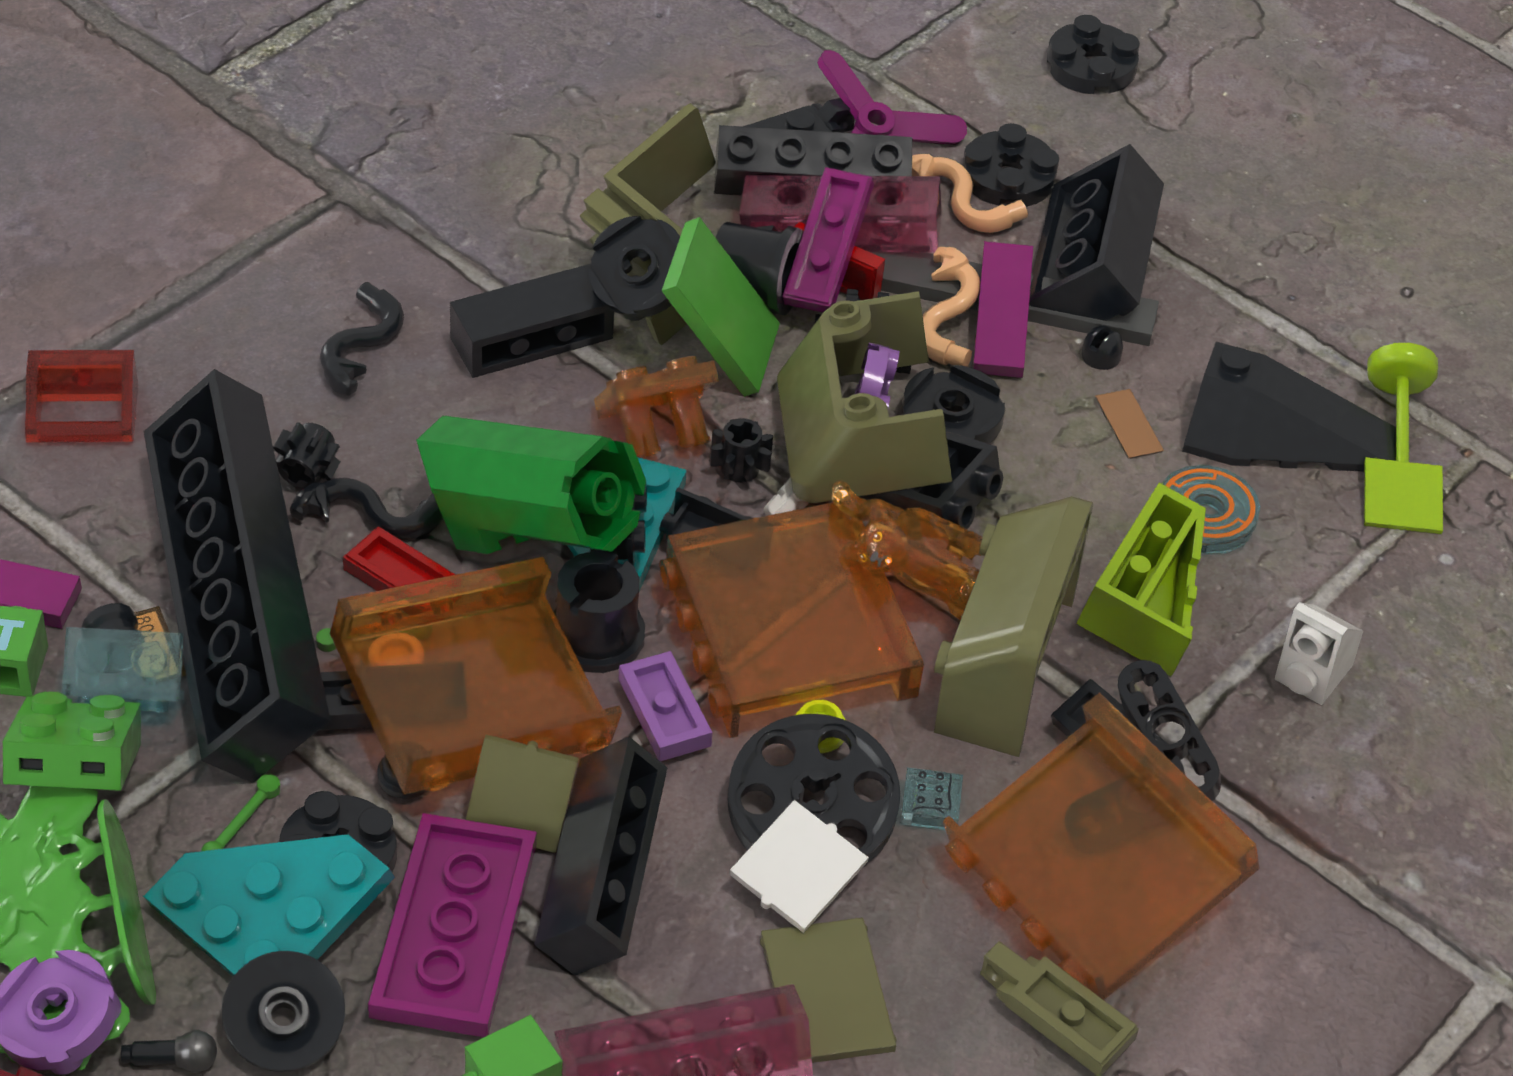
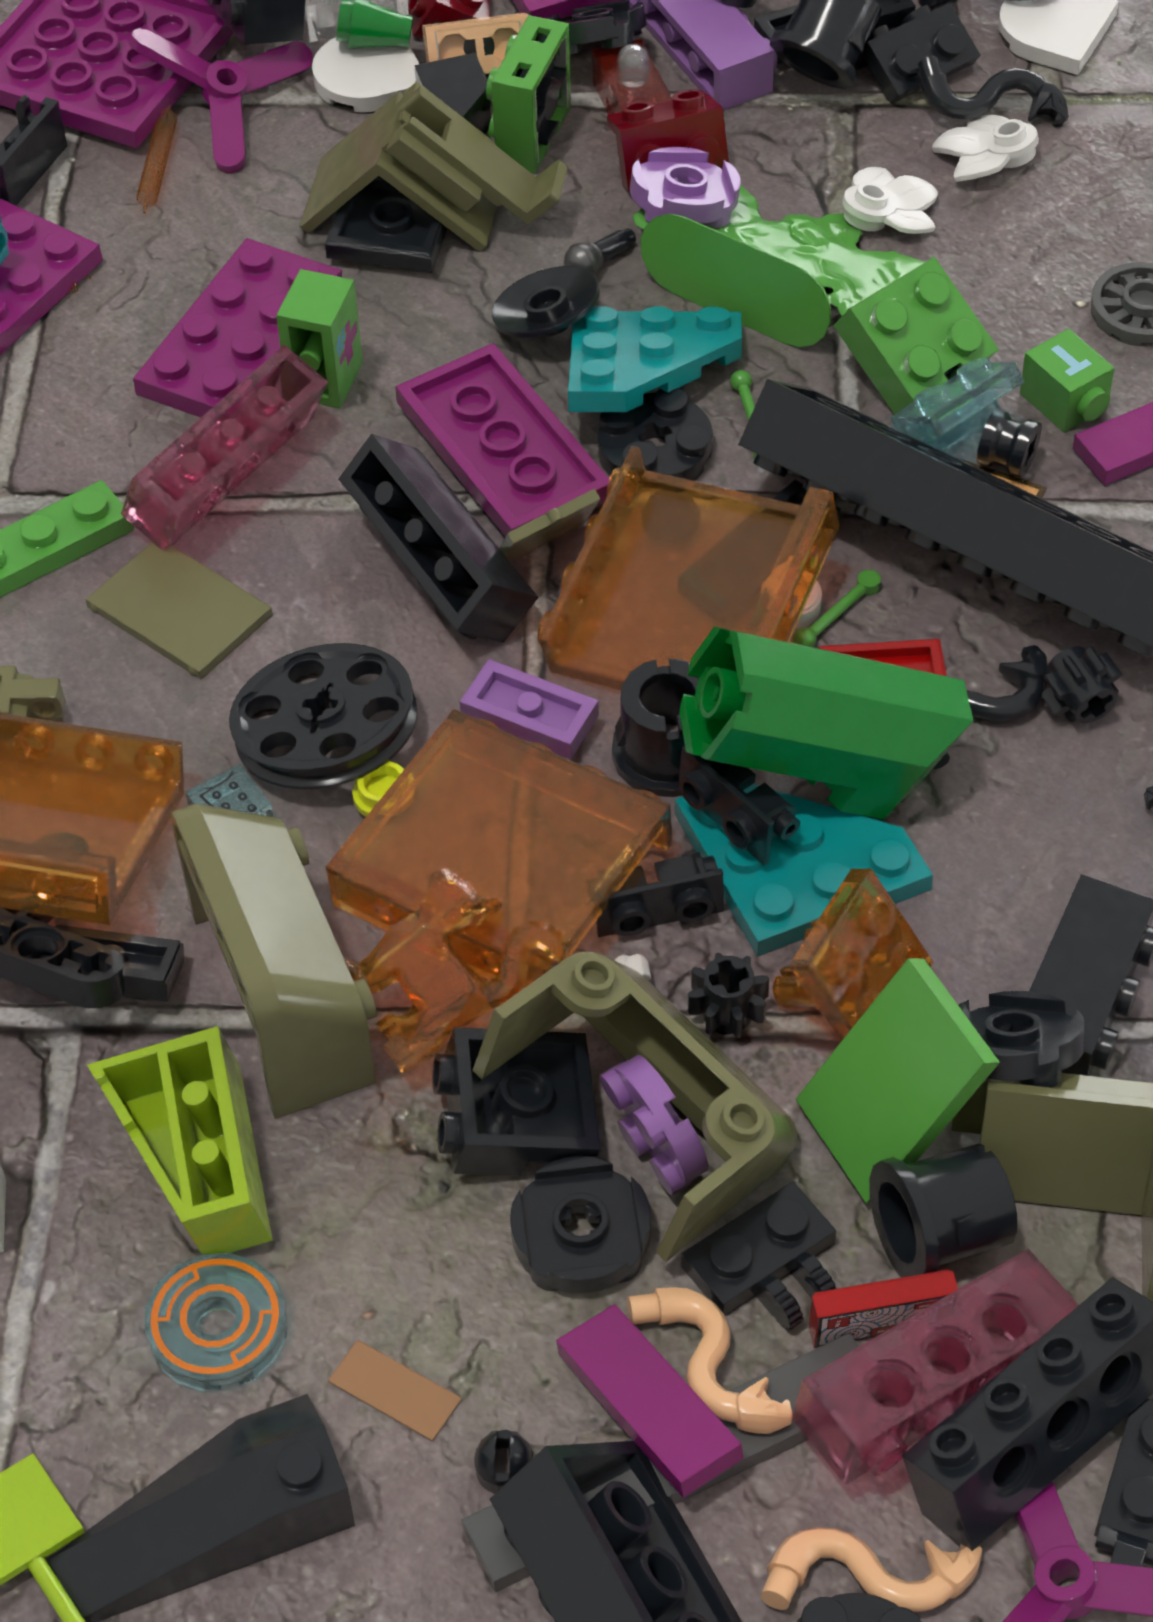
camera: 145 degrees right, 5 degrees up
(798, 866) = (279, 651): white piece -> none
(828, 240) = (894, 1275): magenta tile -> none

